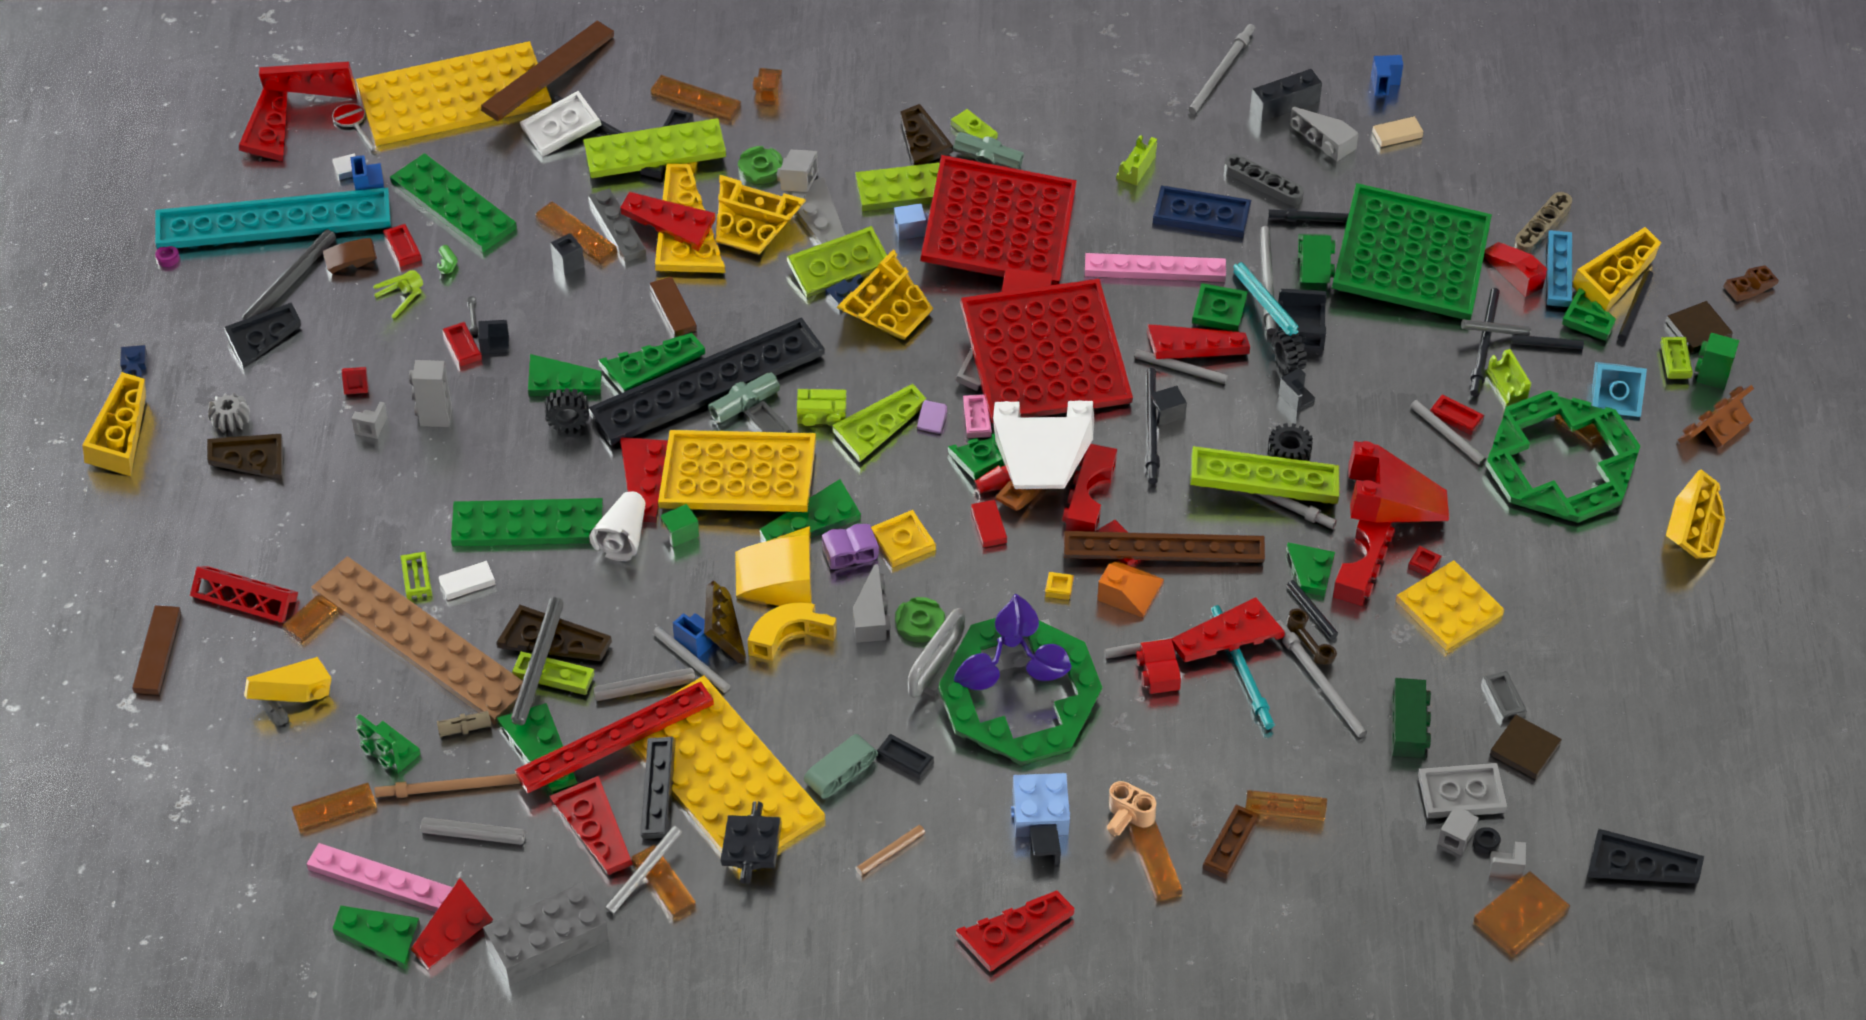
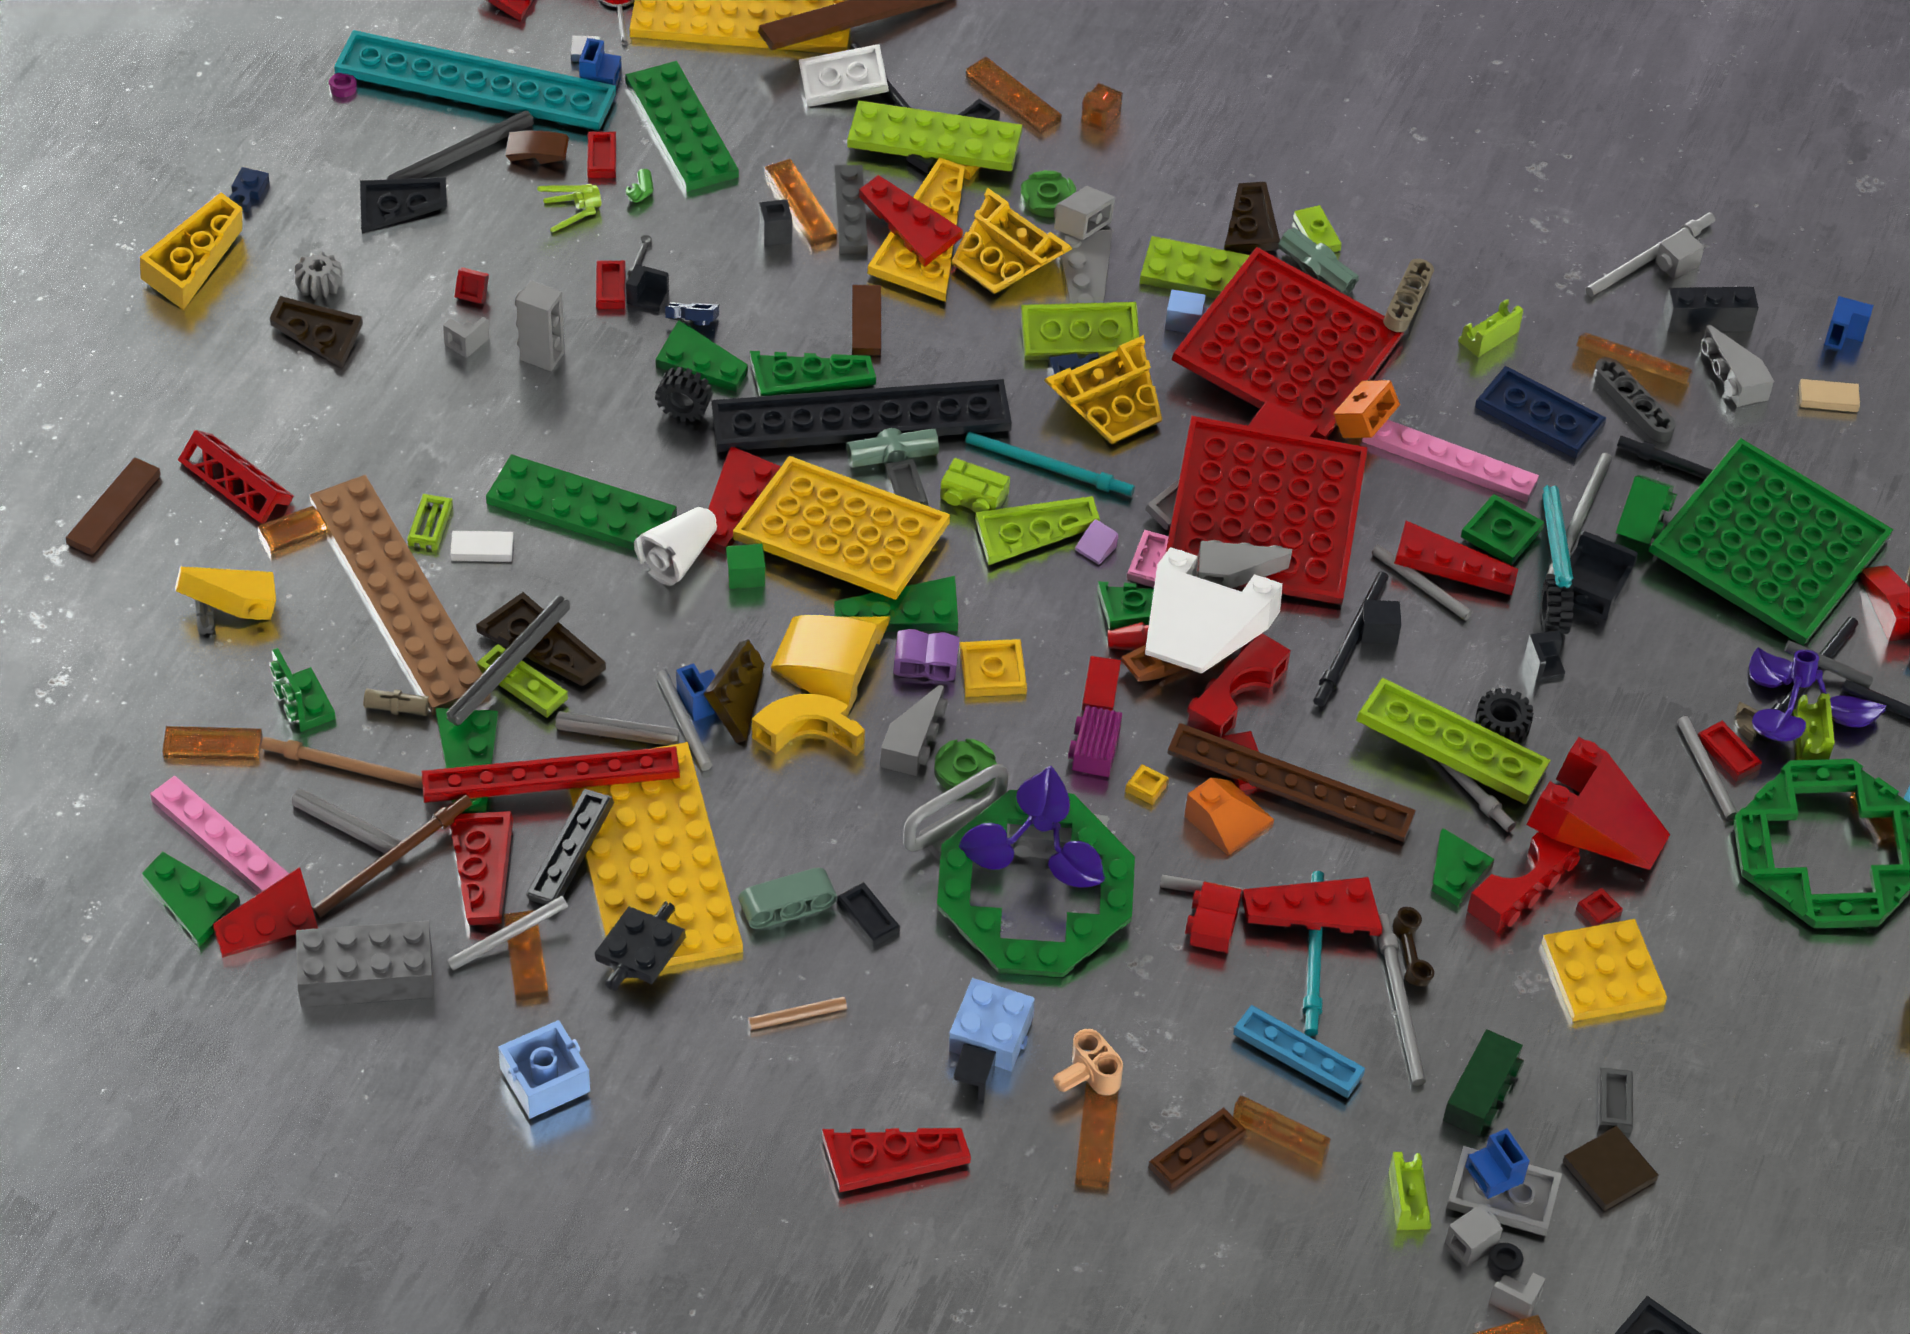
camera: 20 degrees right, 0 degrees up
(543, 343) = (700, 313): none -> dark blue plate
(547, 802) = (441, 819): none -> reddish brown bar
(726, 962) = (544, 1068): none -> light blue brick
(913, 370) = (1102, 481): none -> teal bar
(1008, 566) = (1096, 741): none -> magenta brick
(1049, 396) = (1237, 563): none -> light grey slope
(1069, 154) = (1408, 295): none -> dark tan beam
(1081, 250) = (1366, 409): none -> orange brick
(1240, 148) = (1635, 358): none -> clear orange tile
(1243, 61) = (1679, 254): none -> light grey brick
(1268, 743) = (1299, 1051): none -> dark azure plate
(1312, 609) = (1433, 916): black bar -> none
(1396, 818) = (1409, 1193): none -> lime hinge
(1453, 772) = (1498, 1165): none -> blue piece
(1459, 388) = (1743, 721): none -> dark tan tile
(1489, 384) = (1774, 671): none -> dark purple plant

